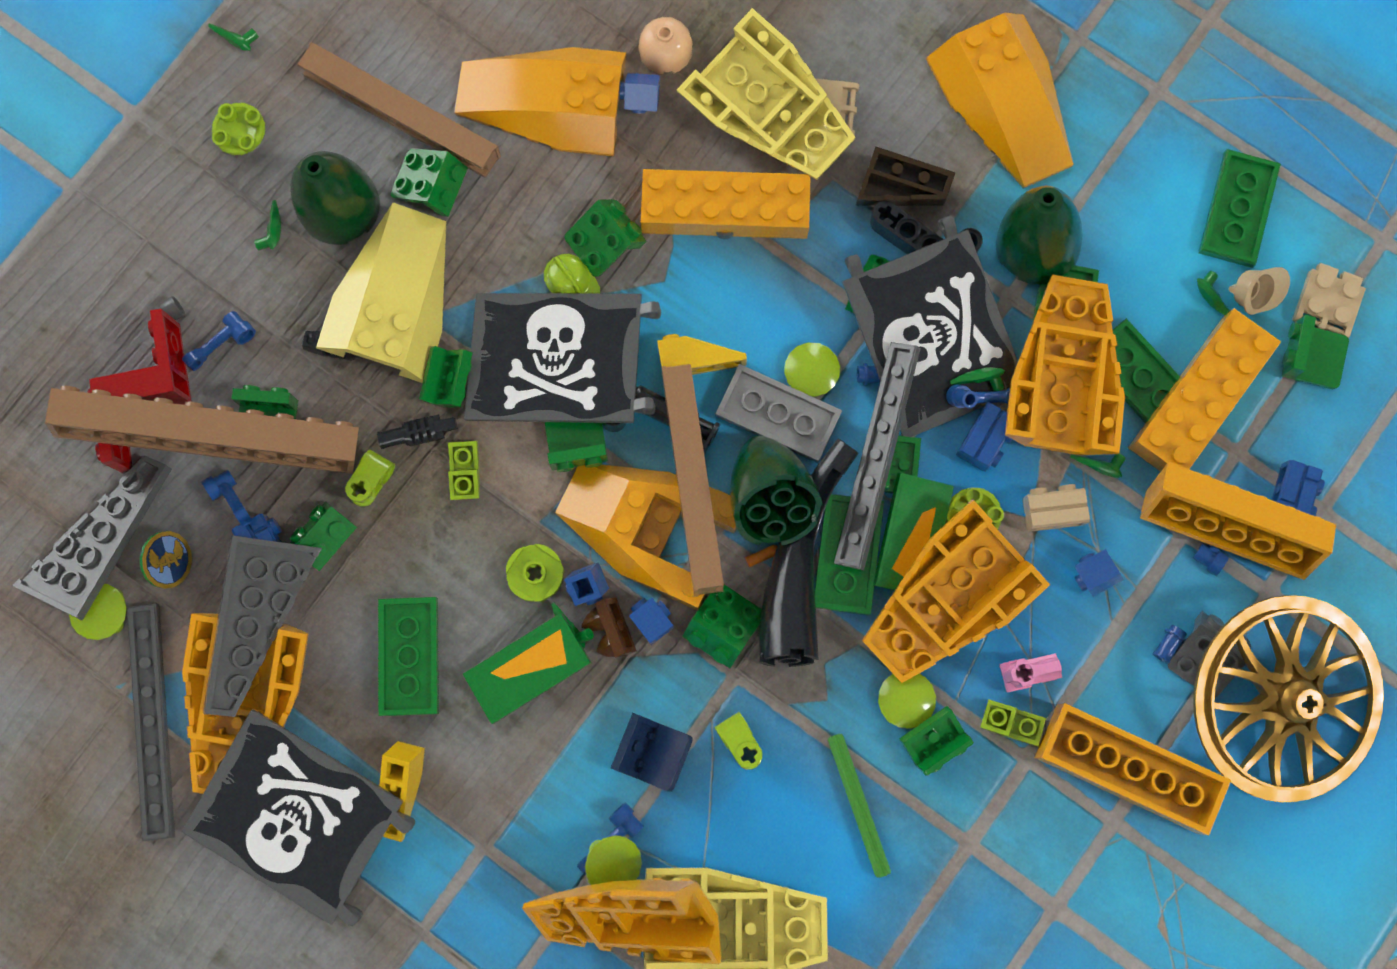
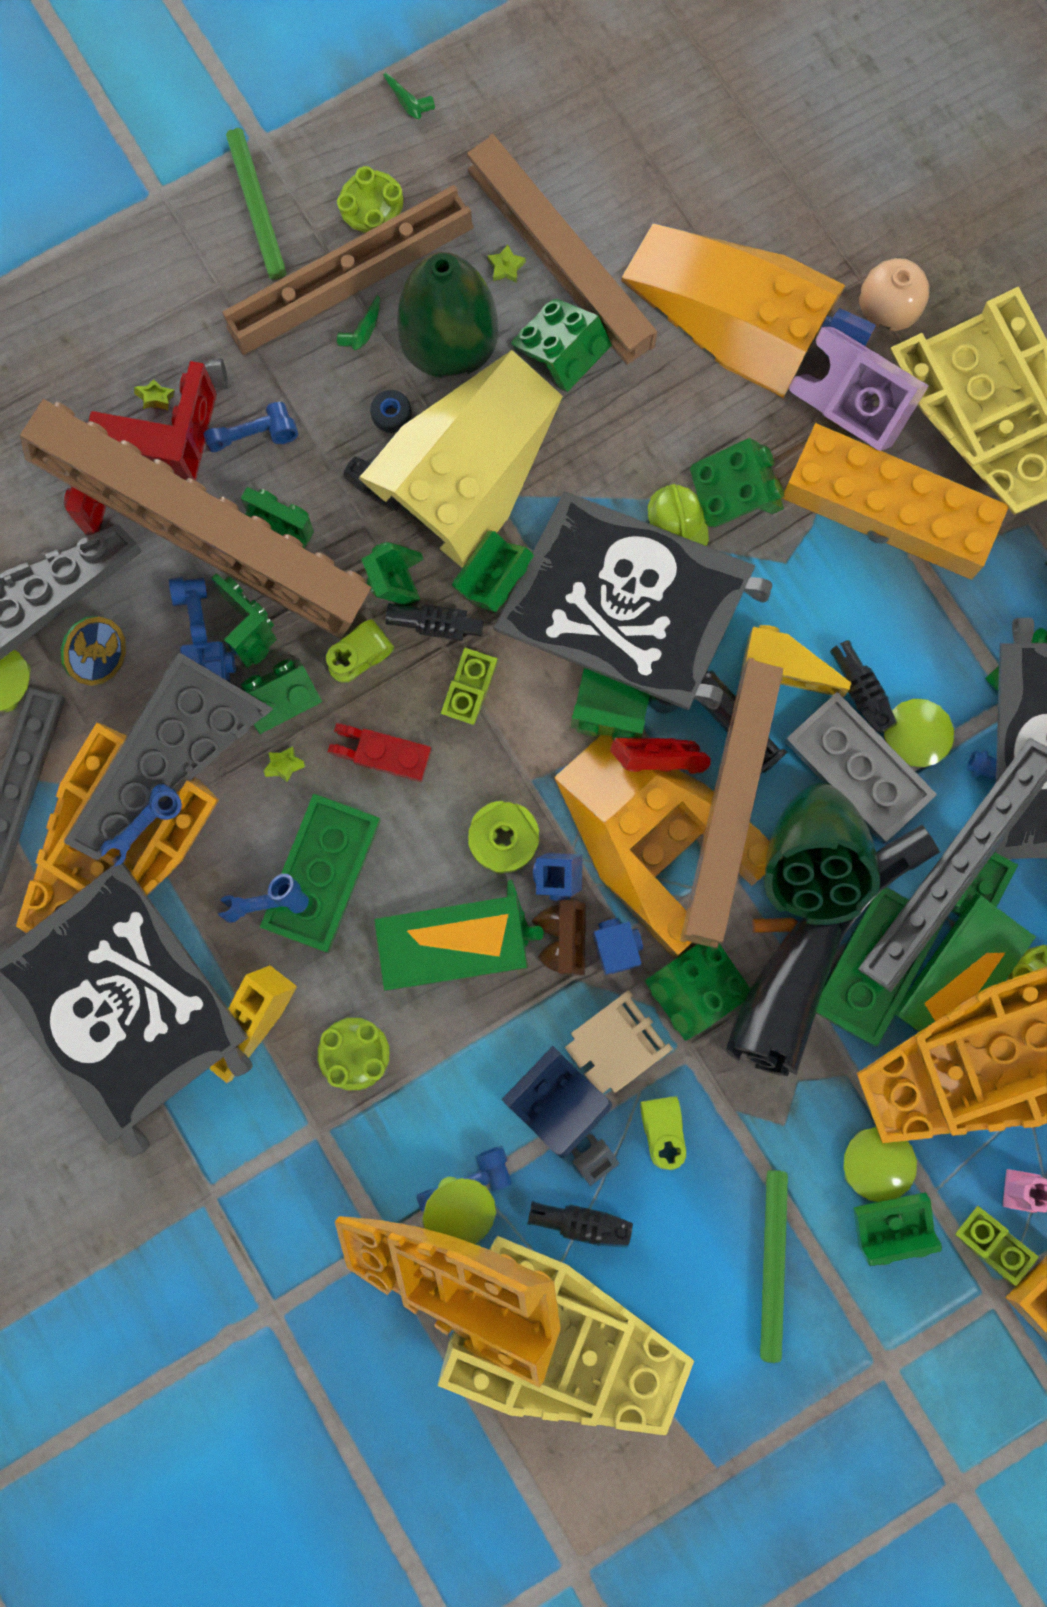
camera: 20 degrees right, 0 degrees up
(132, 345) = (154, 395): none -> lime piece
(150, 165) = (256, 204): none -> bright green axle
(242, 189) = (348, 270): none -> medium nougat tile
(269, 658) = (163, 810): none -> blue brick
(284, 498) = (253, 635): none -> green bracket
(315, 275) = (386, 400): none -> black wheel
(346, 586) = (283, 764): none -> lime piece
(362, 136) = (506, 264): none -> lime piece
(369, 410) = (389, 572): none -> green bracket
(384, 682) = (282, 892): none -> blue brick
(419, 546) = (383, 752): none -> red hinge
(487, 780) = (353, 1054): none -> lime dish
(626, 464) = (659, 754): none -> red hinge
(658, 130) = (852, 381): none -> lavender brick
(679, 692) = (616, 1045): none -> tan plate
(698, 784) = (595, 1161): none -> dark grey tile
(707, 834) = (582, 1224): none -> black hinge
(759, 353) = (865, 689): none -> black hinge

